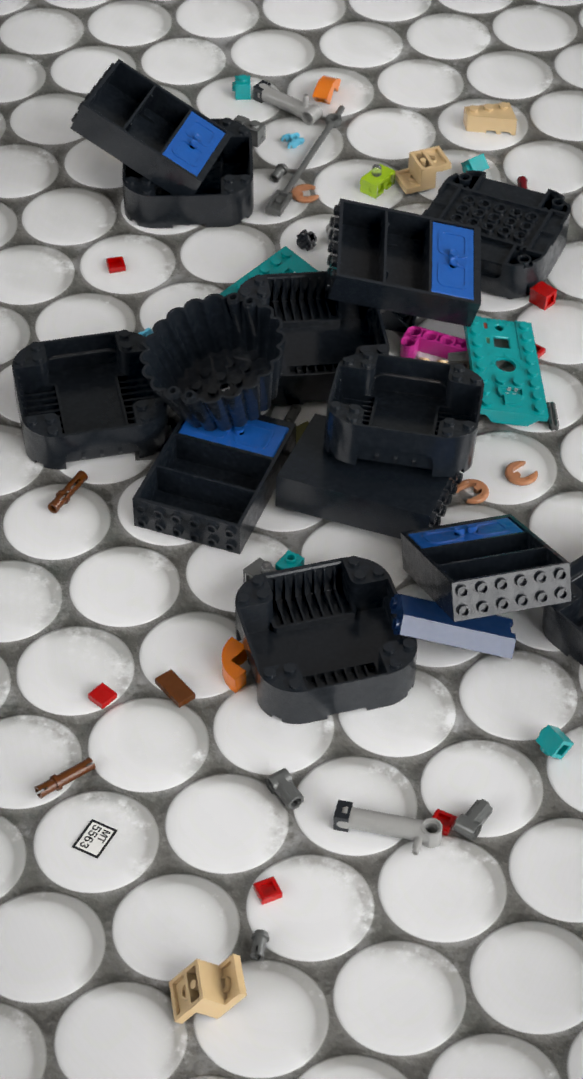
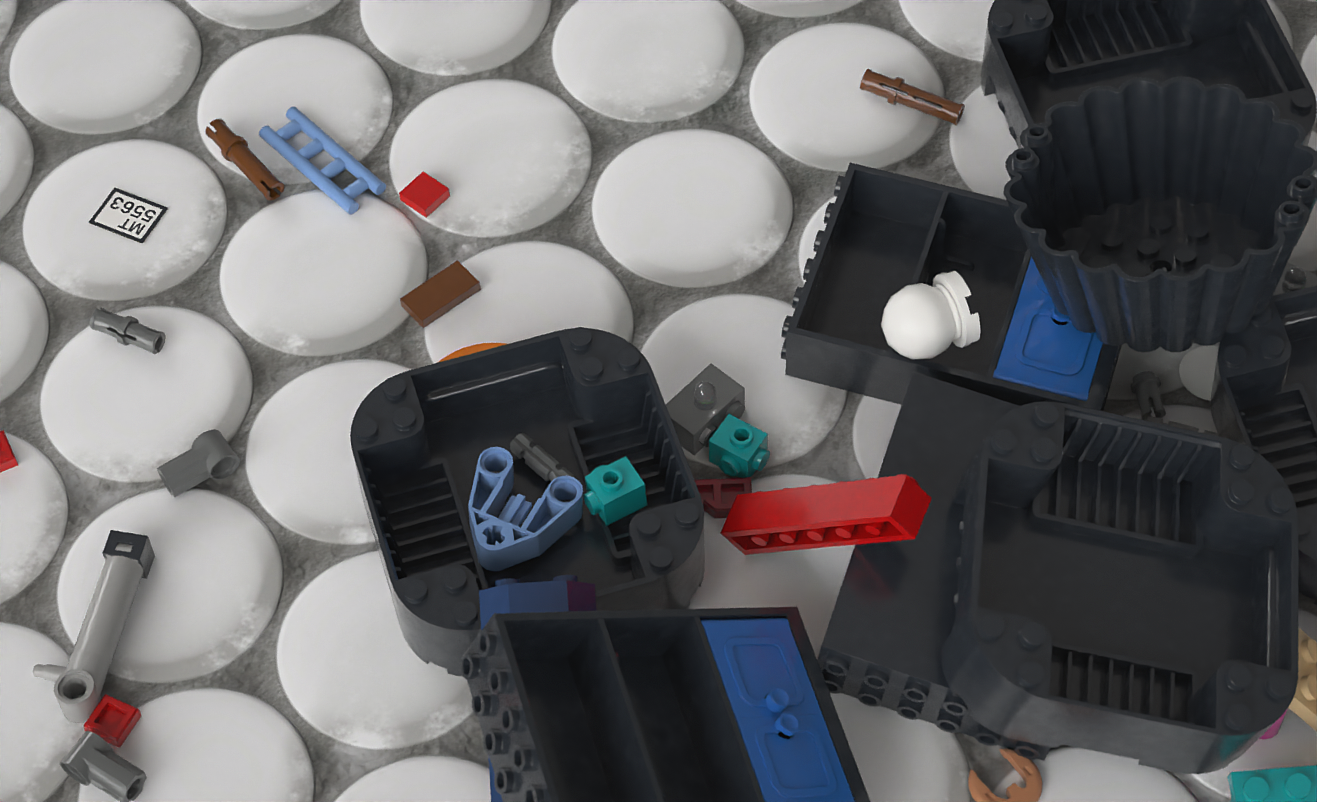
camera: 90 degrees right, 10 degrees up
(66, 754) = (322, 177): none -> medium blue bar
(186, 828) = (127, 330): none -> dark grey pin
(248, 463) = (926, 319): none -> white tile
(298, 638) = (537, 458): none -> dark grey axle
(323, 603) = (614, 491): none -> teal brick
(341, 646) = (501, 540): none -> medium blue connector
(357, 509) = (827, 515): none -> red brick

